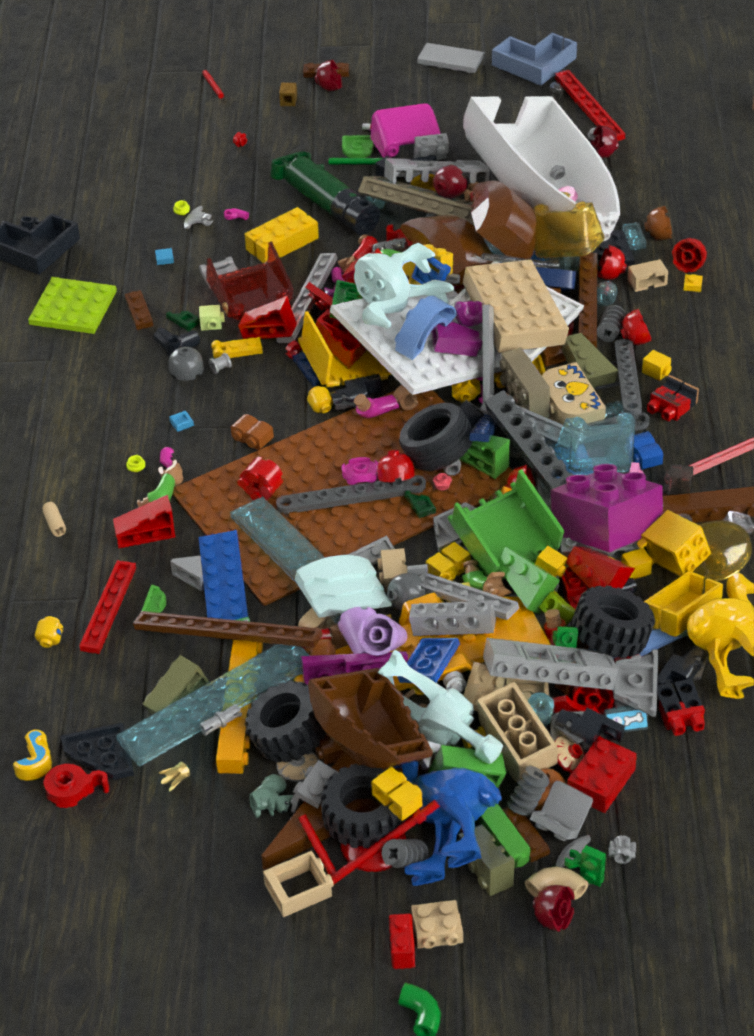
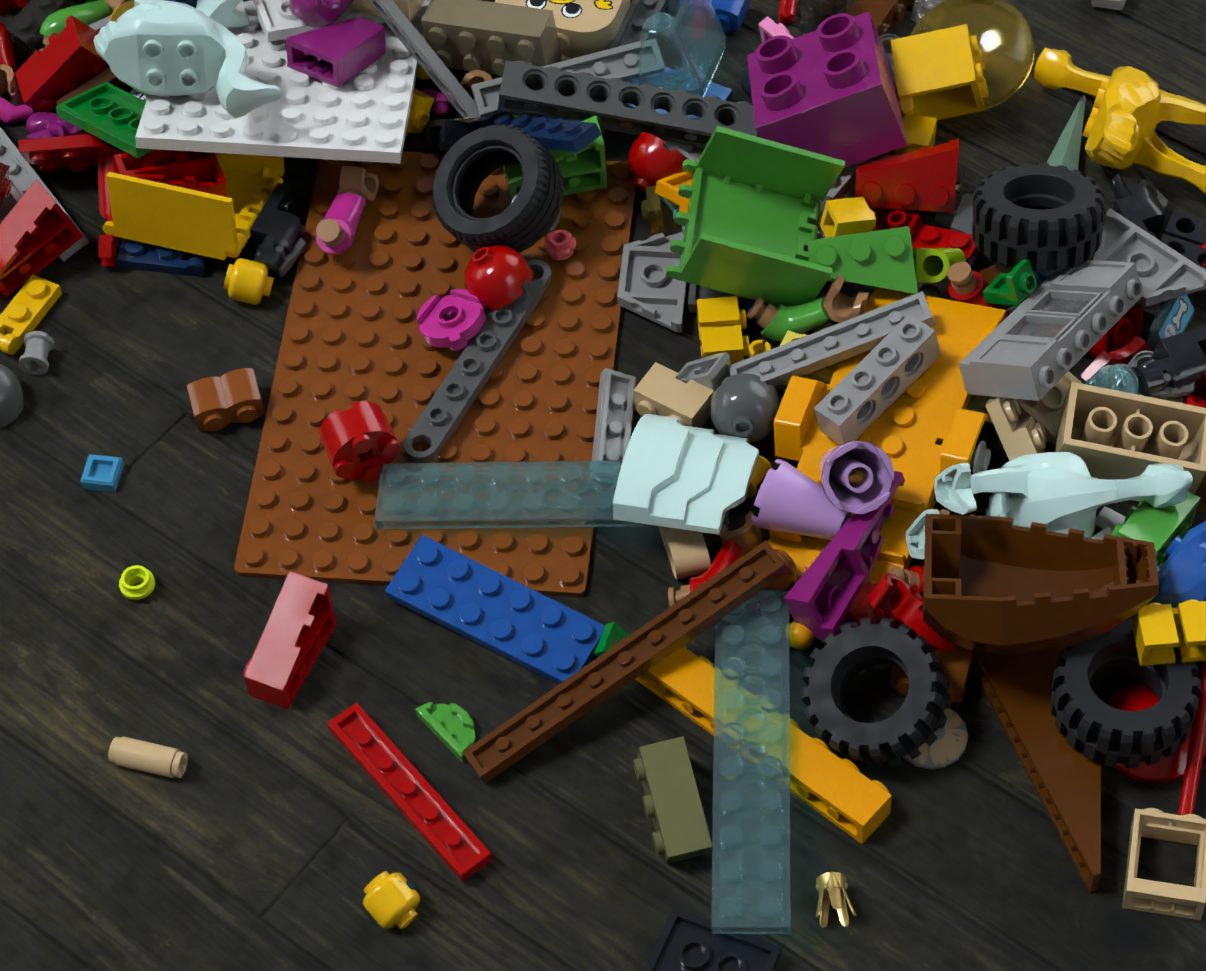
camera: 50 degrees left, 10 degrees up
(165, 456) = (164, 538): dark pink arm -> none
(169, 479) = (248, 592): piece -> none
(189, 570) = (441, 642): light grey slope -> none
(220, 719) = (798, 773): light grey pin -> none
(267, 796) = (972, 809): sand green animal -> none
(312, 786) = (1021, 734): light grey bracket -> none
(317, 844) = (1121, 794): red bar -> none
(419, 324) = (312, 56): medium blue brick -> none
(420, 504) = (577, 294): dark green tile -> none
(431, 657) = (924, 446): blue tile -> none
(680, 600) = (1048, 132): yellow piece -> none

